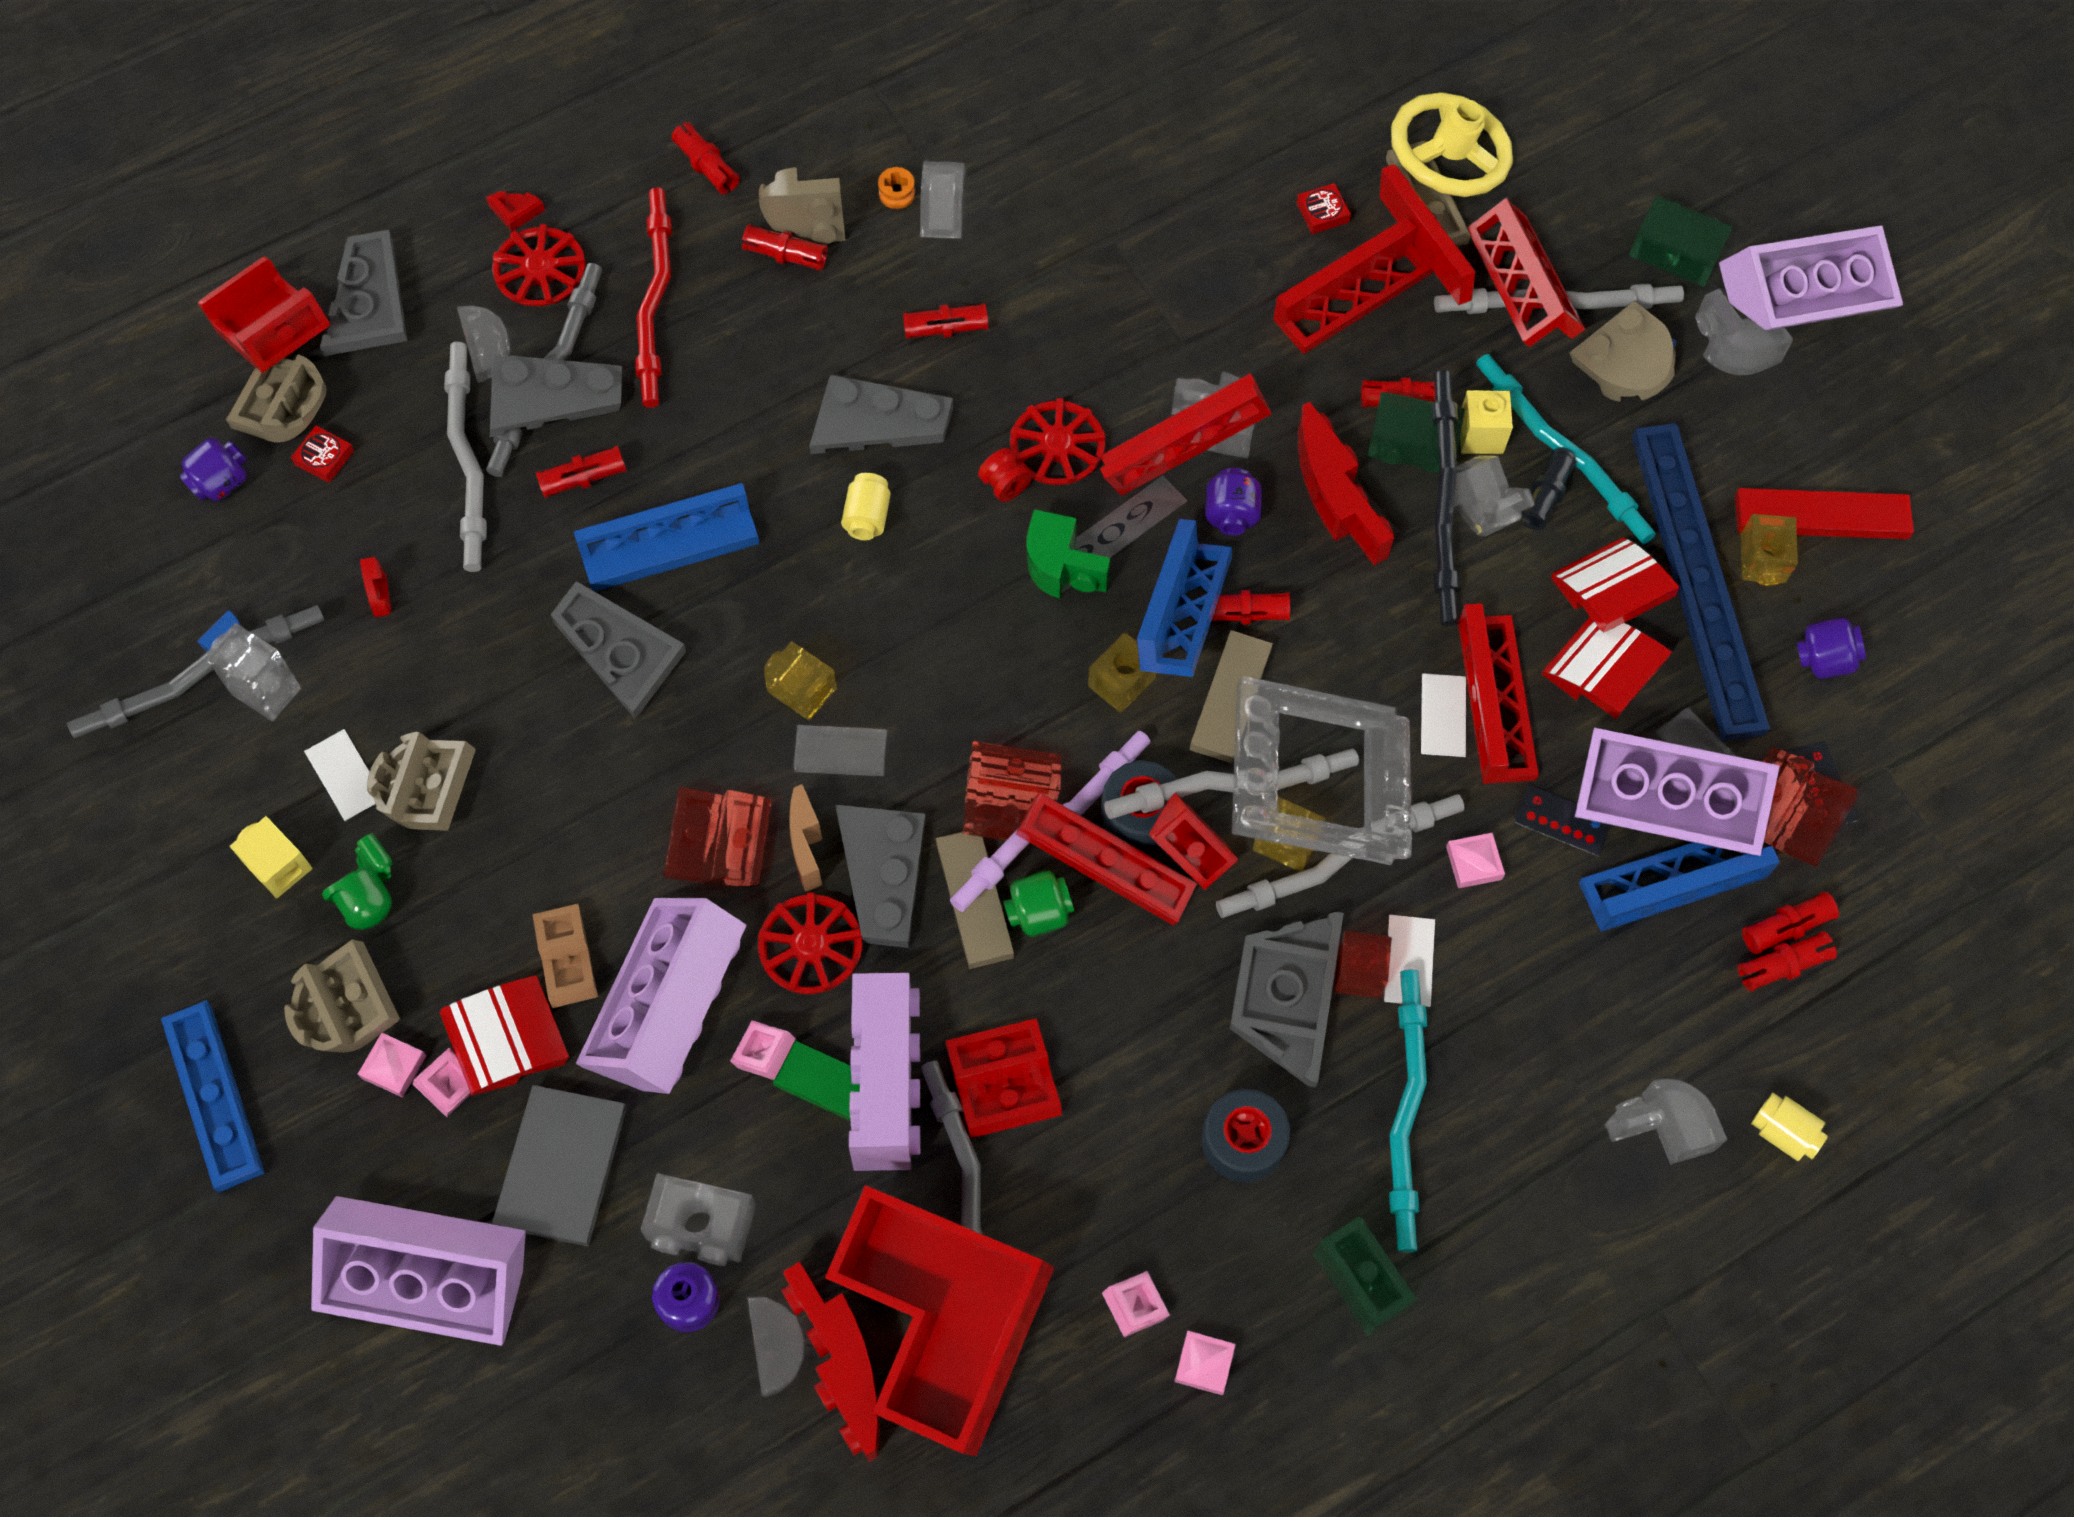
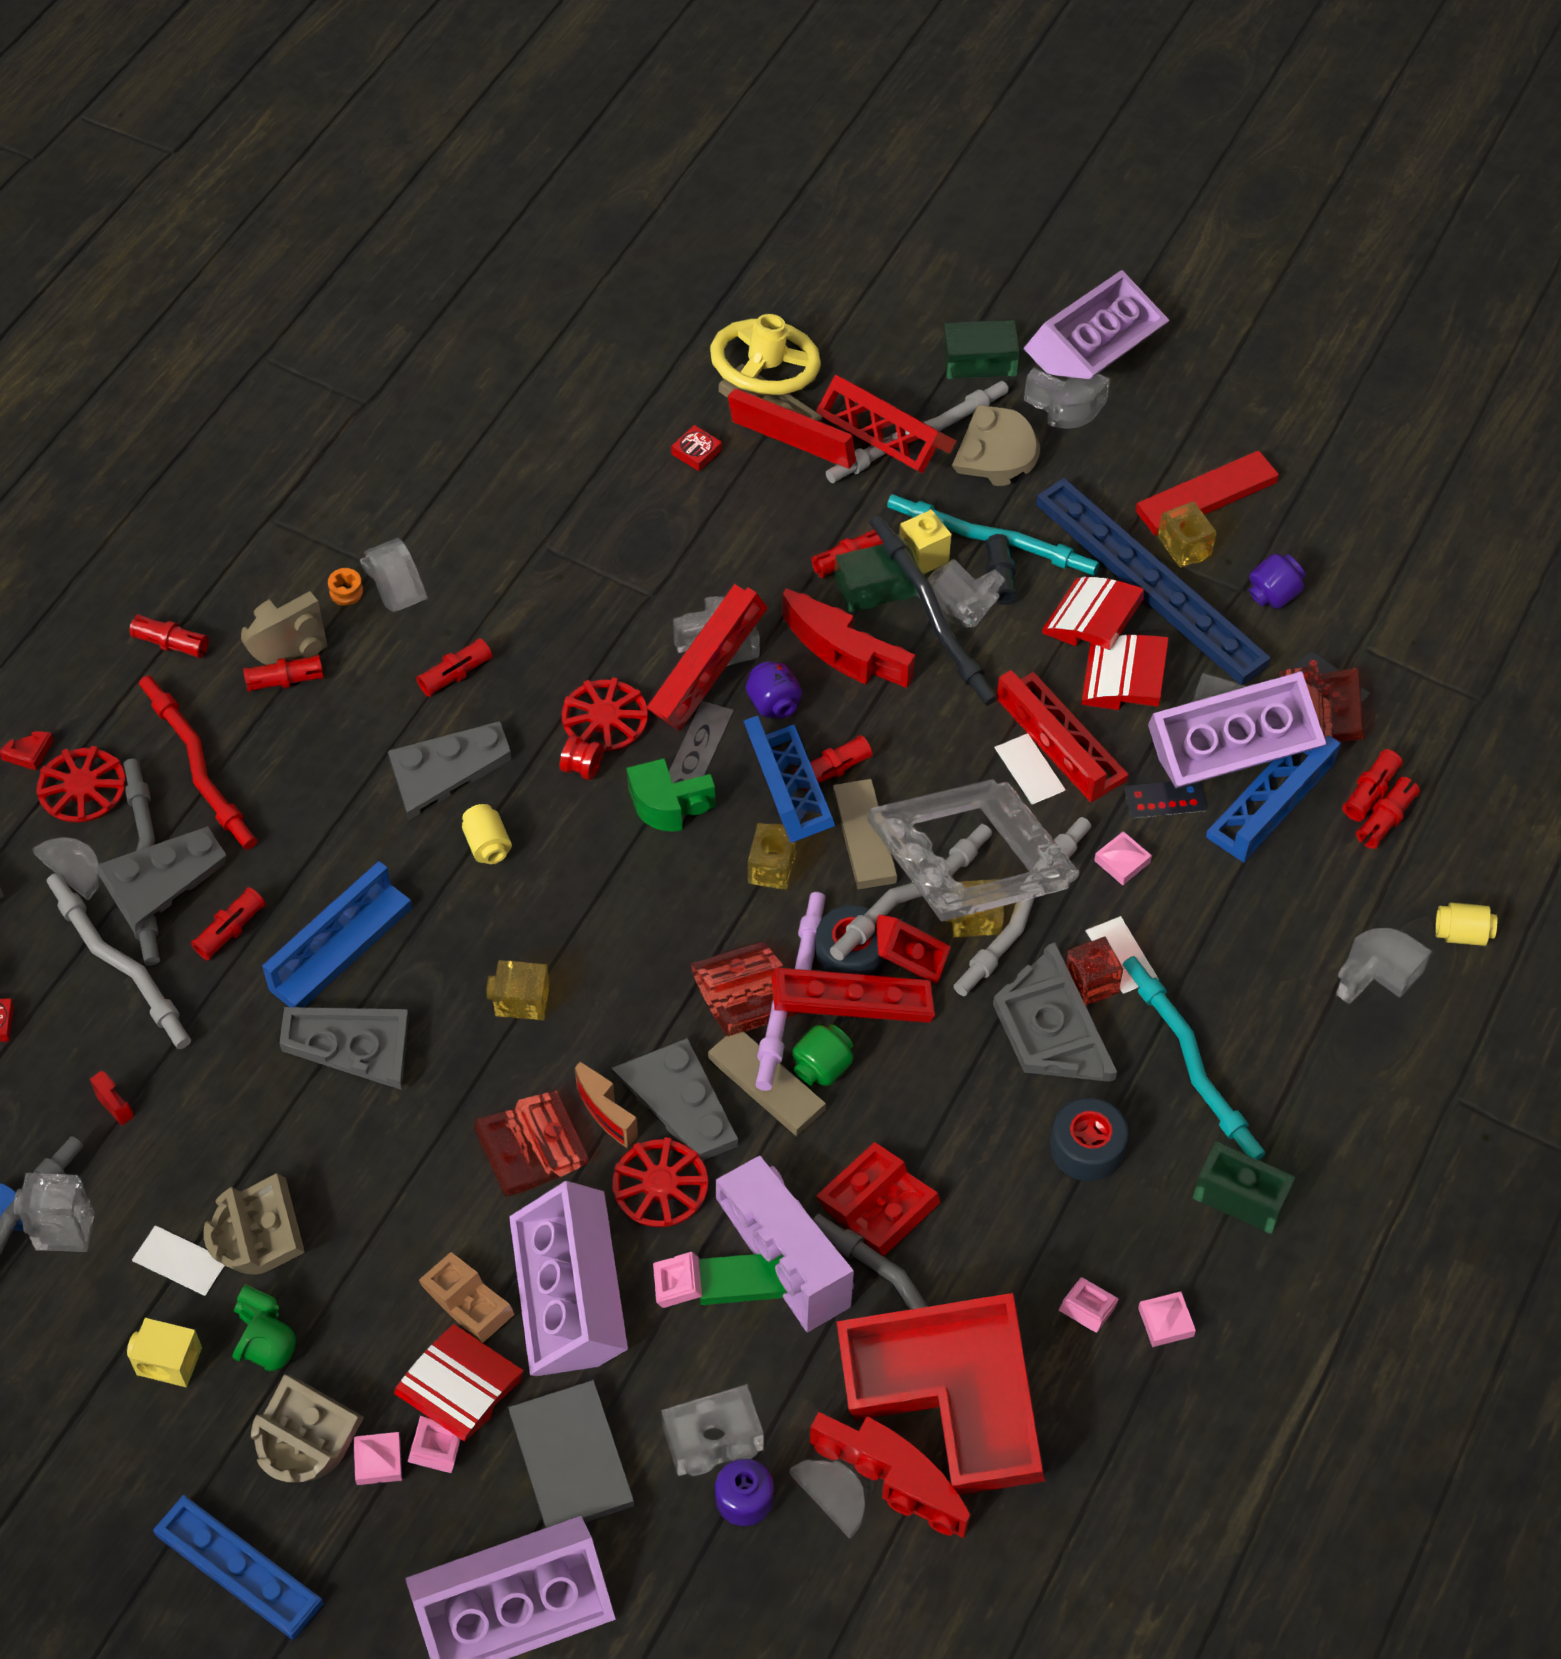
camera: 30 degrees left, 10 degrees down
(840, 750) = (586, 1028): clear tile -> none
(1344, 274) = (746, 488): red fence -> none

